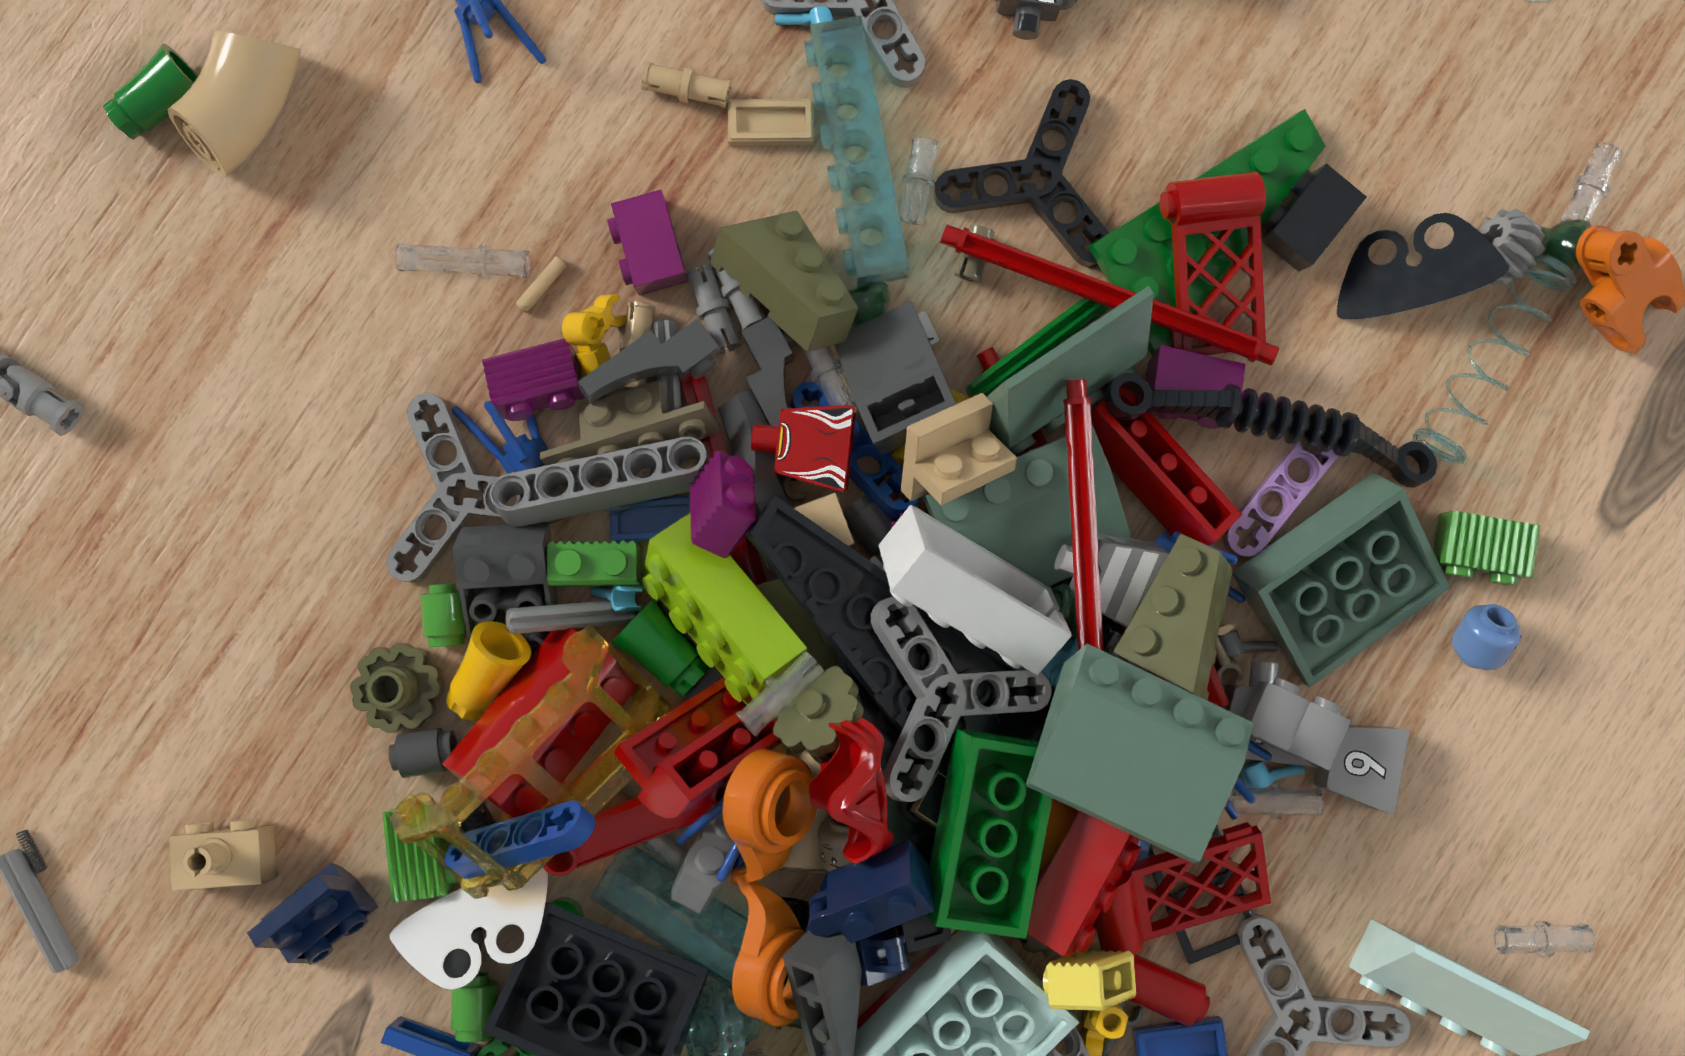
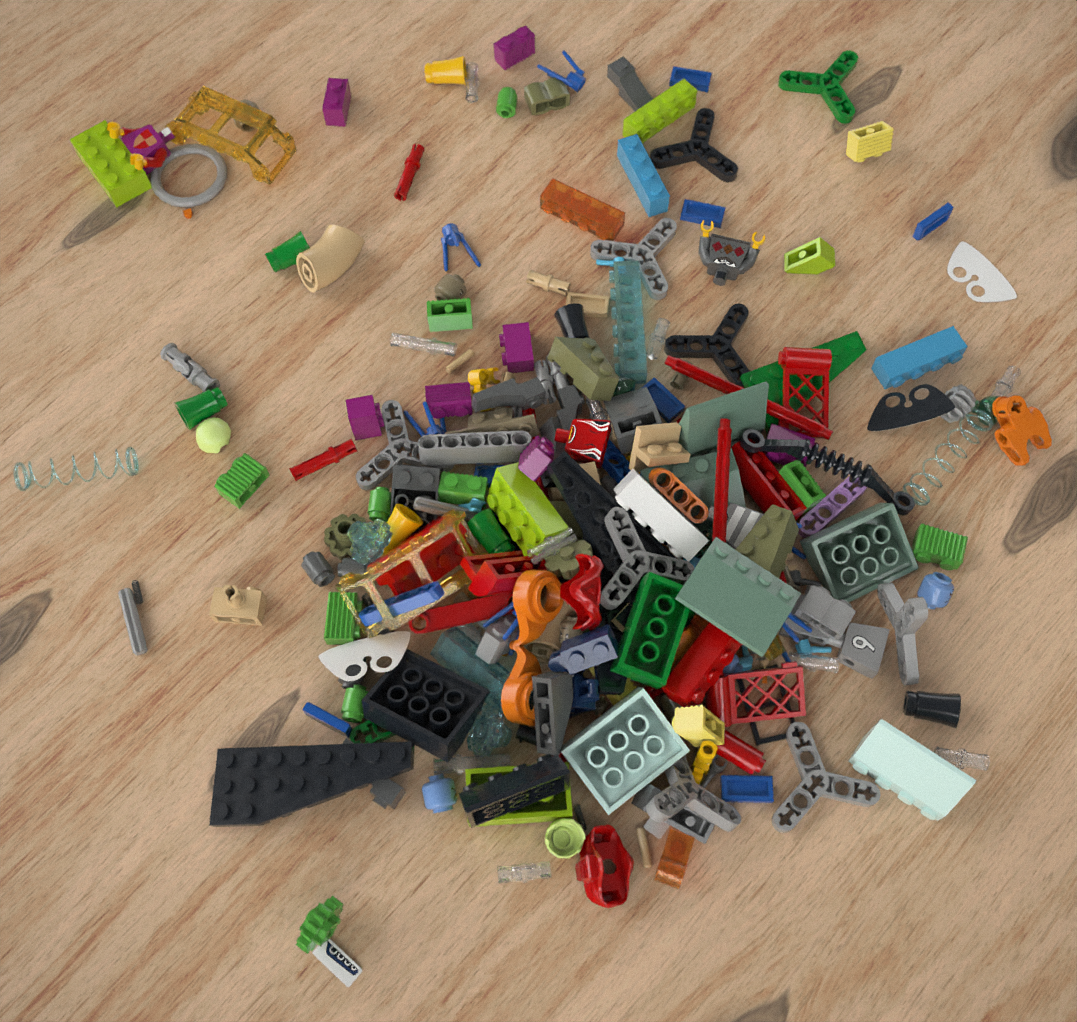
camera: 10 degrees right, 20 degrees down
(55, 466) = (200, 407): none -> green plant
(95, 515) = (212, 435): none -> yellowish green hair
(170, 605) = (241, 480): none -> bright green brick
(315, 916) = (280, 640): dark blue brick -> none
(331, 527) = (324, 459): none -> red pin
(353, 761) = (318, 568): none -> dark grey brick
(376, 447) = (364, 417): none -> magenta brick
(436, 710) = (369, 540): none -> clear light blue plant
(494, 131) = (450, 288): none -> dark tan head
(502, 193) = (449, 315): none -> bright green brick
(750, 178) = (572, 321): none -> black plant
(943, 312) = (667, 404): none -> blue tile
(1012, 557) = (688, 500): none -> orange beam
(1228, 465) = (802, 484): none -> bright green brick
(1311, 217) = (856, 378): black brick -> none
(1431, 148) = (919, 357): none -> dark azure brick
(1444, 729) = (906, 621): none -> light grey piece
(1494, 856) = (933, 707): none -> black plant

